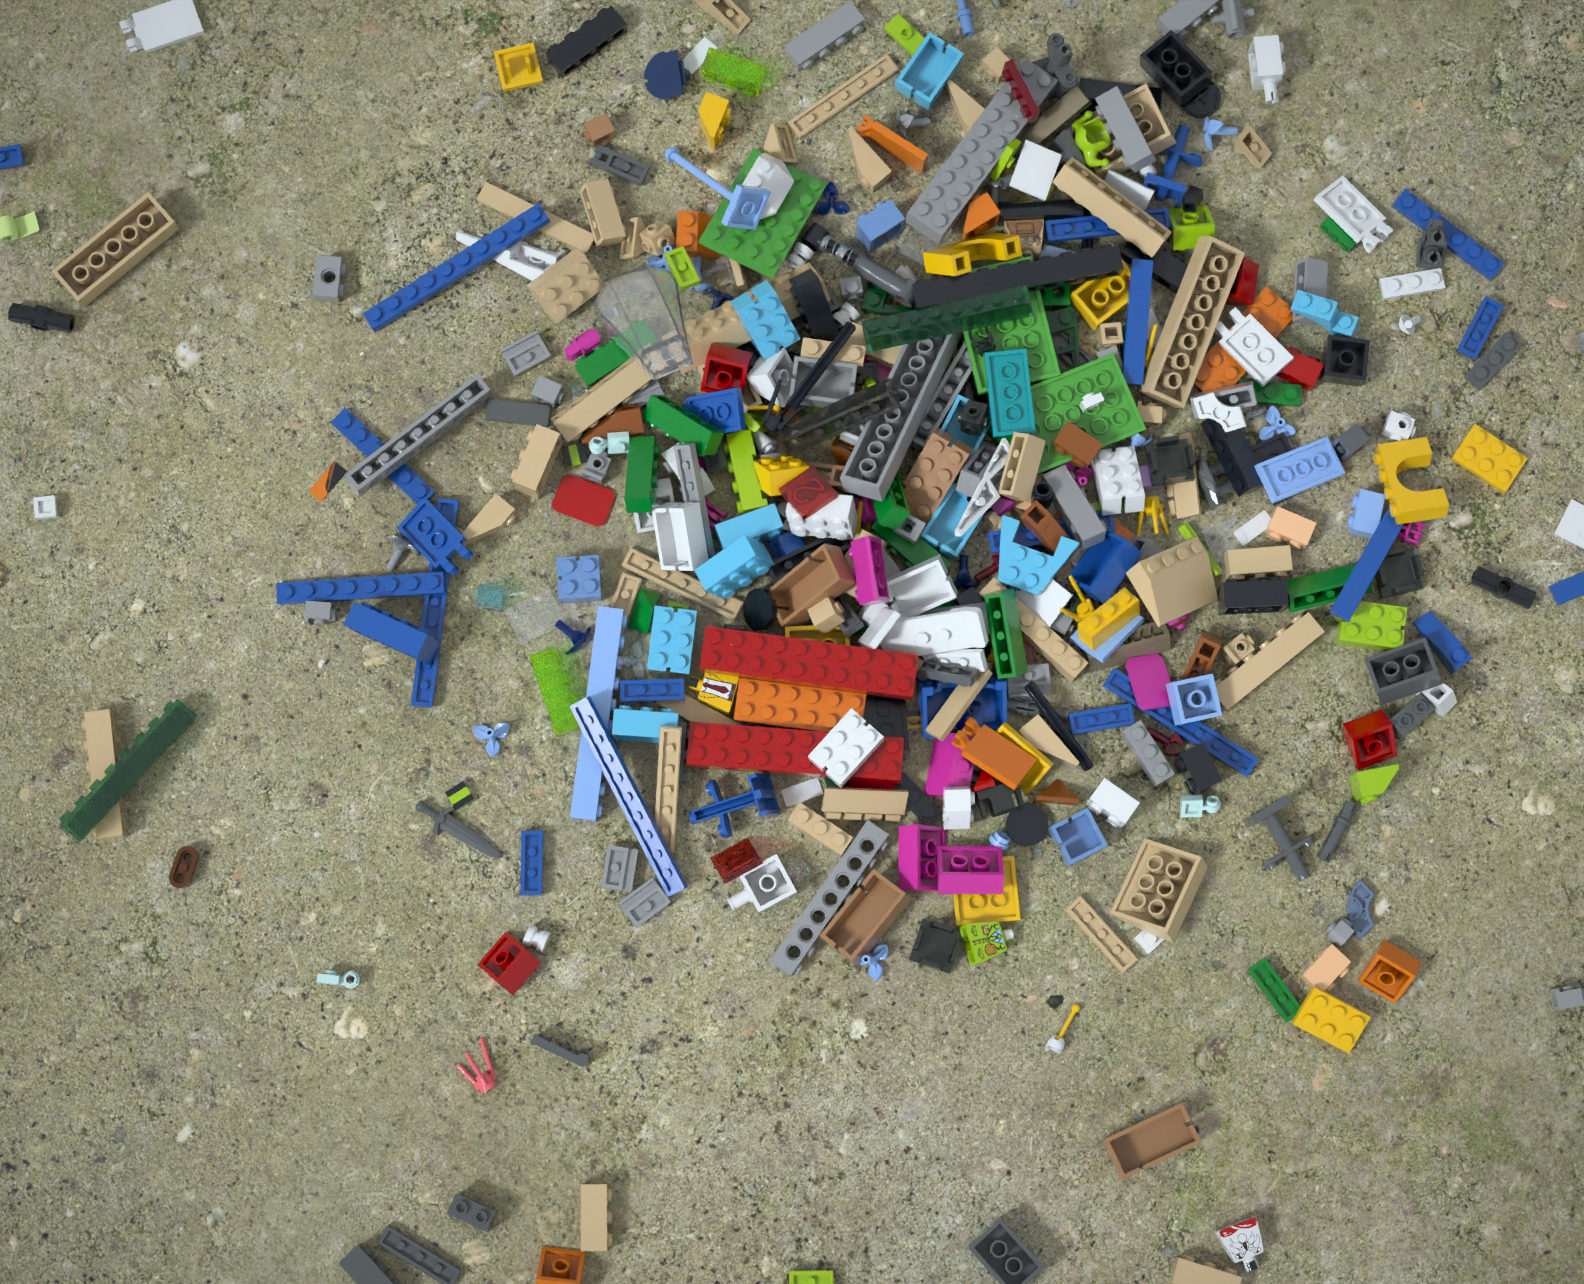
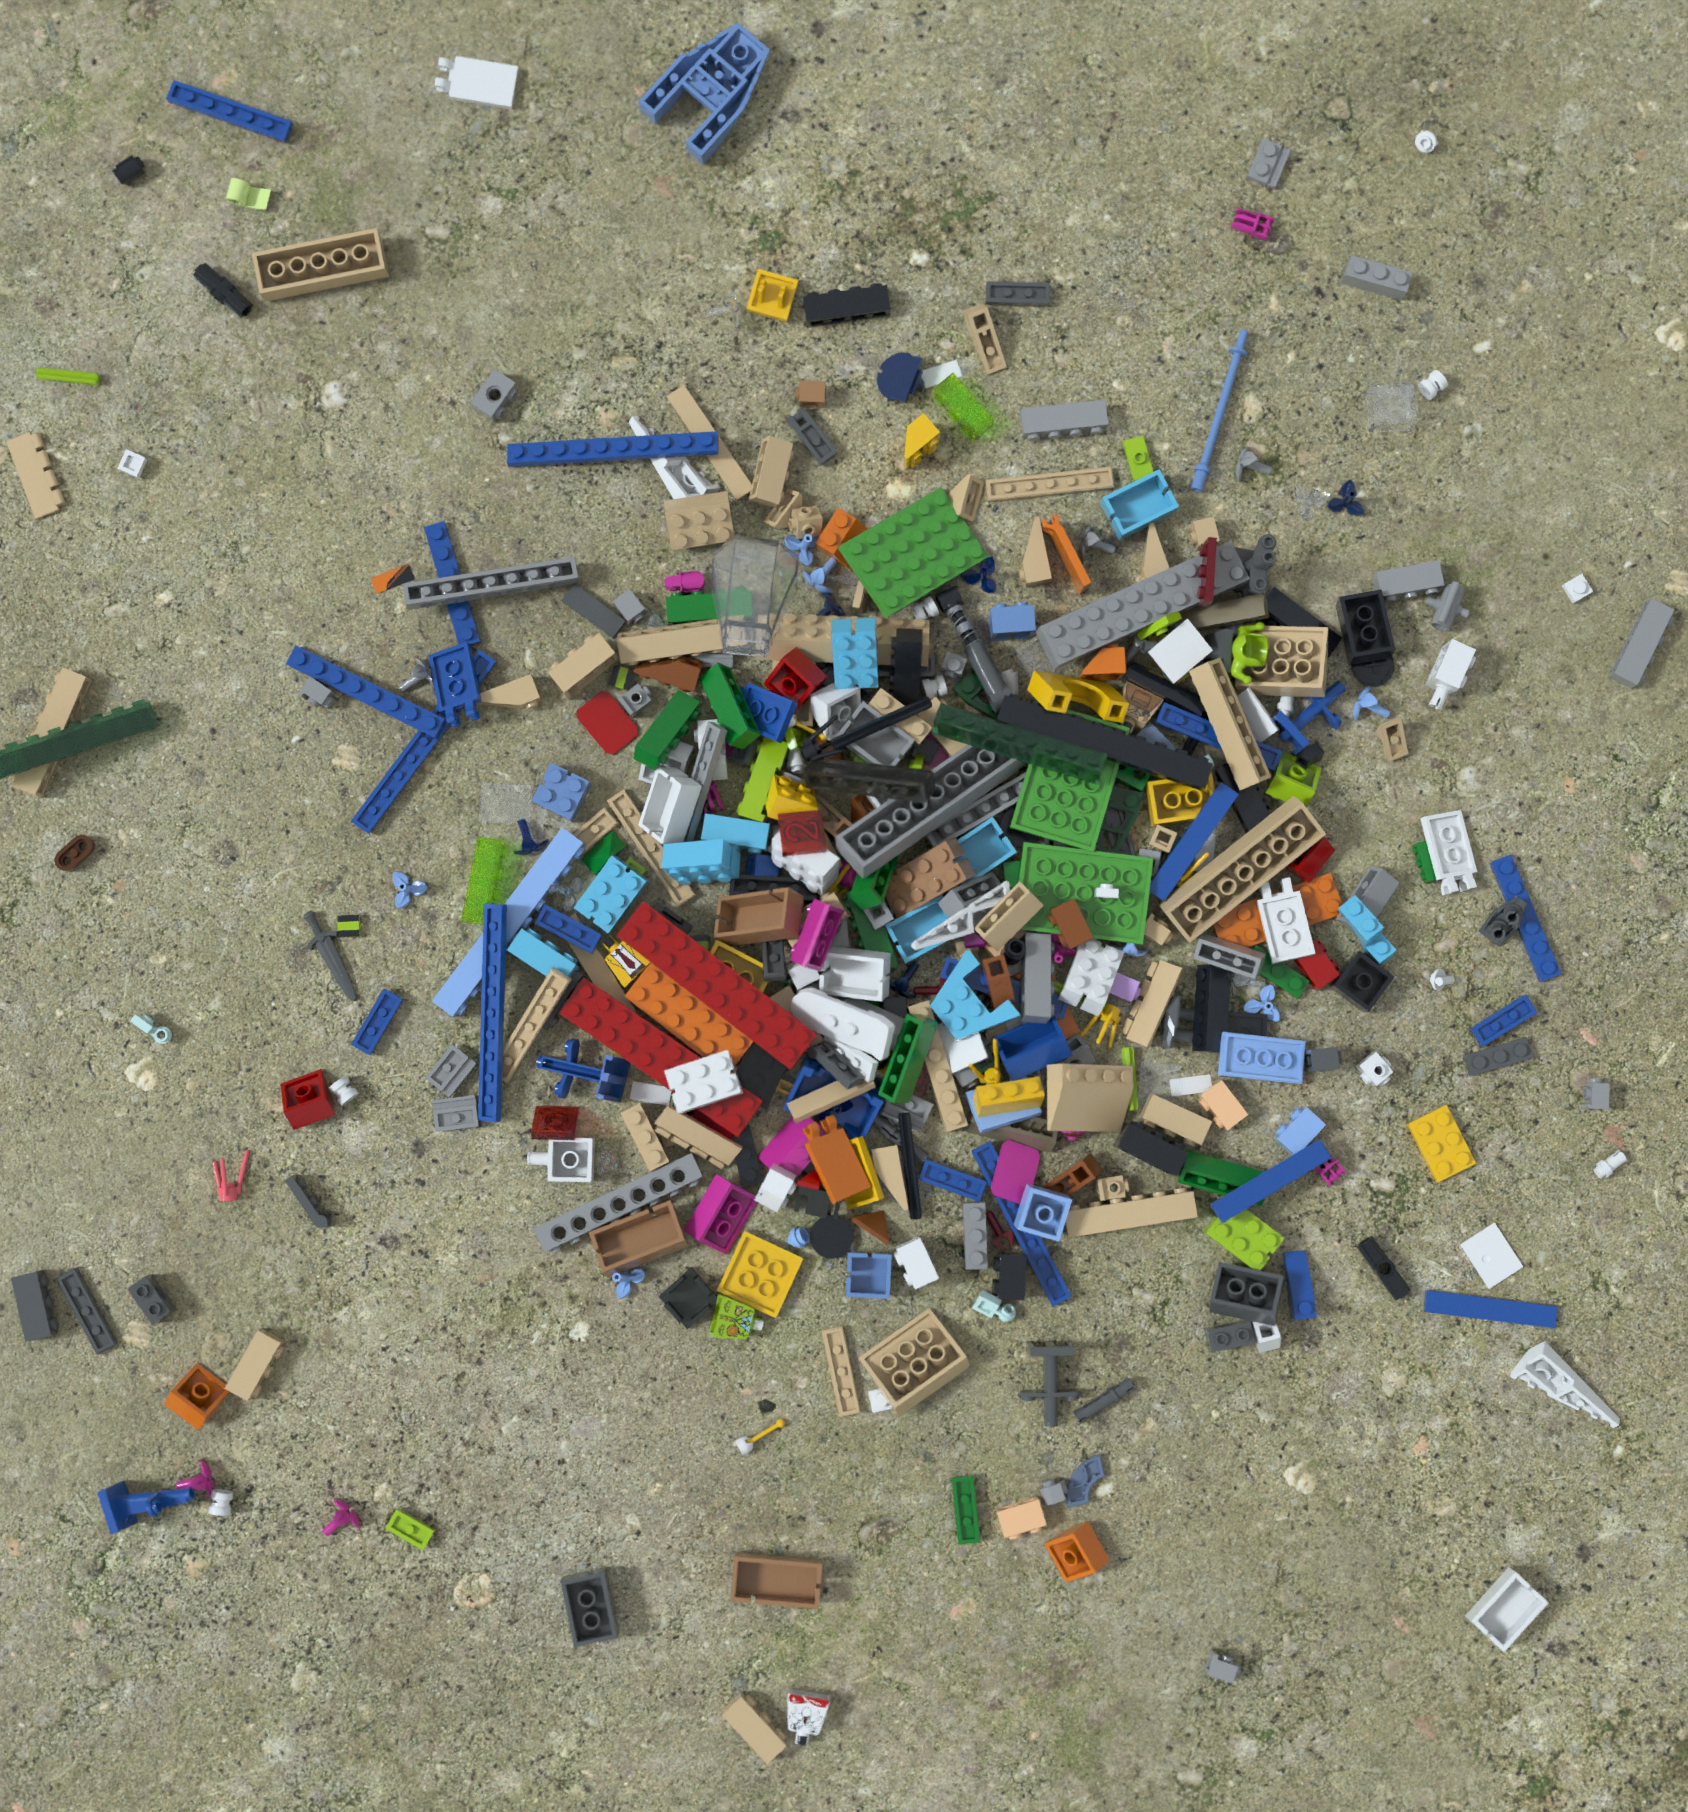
camera: 30 degrees right, 5 degrees up
(392, 632) = (367, 748): blue brick -> none
(490, 597) = (474, 764): clear light blue brick -> none
(525, 353) = (630, 561): light grey plate -> none
(615, 443) = (662, 688): light aqua plate -> none
(682, 268) = (810, 563): lime plate -> none
(745, 203) = (897, 536): light blue tile -> none
(759, 609) = (705, 910): black tile -> none
(774, 176) = (923, 531): white wedge -> none
(826, 614) = (757, 951): tan brick -> none
(879, 628) = (795, 990): white tile -> none
(970, 870) = (755, 1249): dark pink slope -> none
(974, 418) = (992, 847): pearl dark grey brick -> none
(975, 344) = (1032, 781): black piece -> none
(1009, 392) = (1037, 842): teal plate -> none
(1125, 129) = (1283, 659): light grey brick -> none
(1170, 461) = (1147, 985): pearl dark grey panel -> none
(1228, 416) = (1212, 957): white tile -> none
(1331, 1019) = (999, 1565): yellow plate -> none
(1370, 739) = (1182, 1335): red slope -> none
(1371, 783) = (1159, 1378): lime slope -> none
(1399, 573) = (1297, 1202): pearl dark grey panel -> none
(1405, 504) = (1337, 1145): yellow arch -> none
(1411, 284) = (1465, 944): white plate -> none

